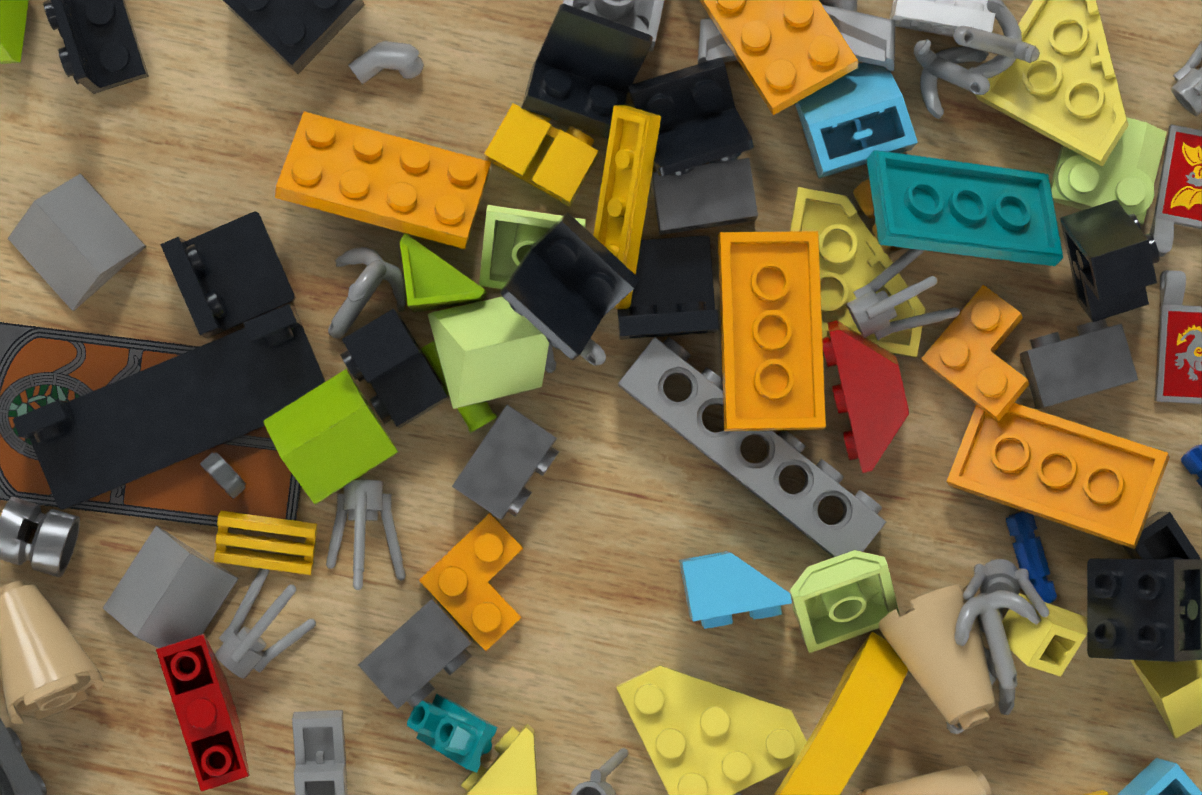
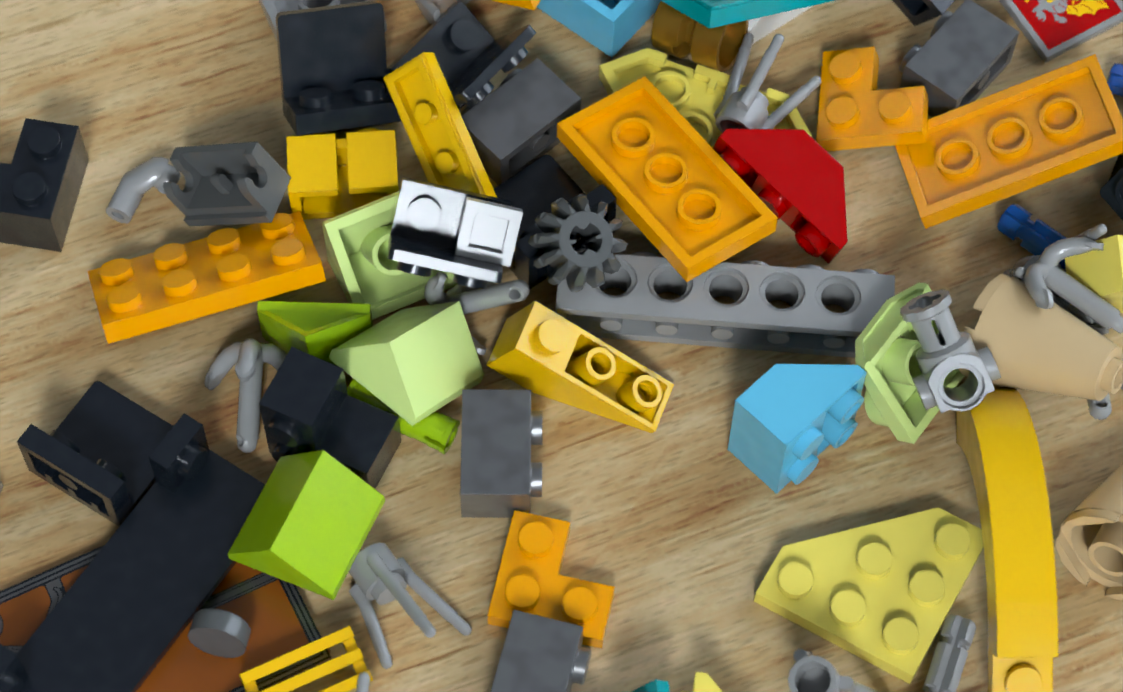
camera: 30 degrees left, 25 degrees down
(443, 117) = (227, 184): none -> dark grey hinge
(597, 305) = (488, 231): none -> plate
(609, 435) = (578, 369): none -> yellow slope
(650, 369) = (598, 237): none -> dark grey gear
(862, 634) = (945, 353): none -> light grey connector

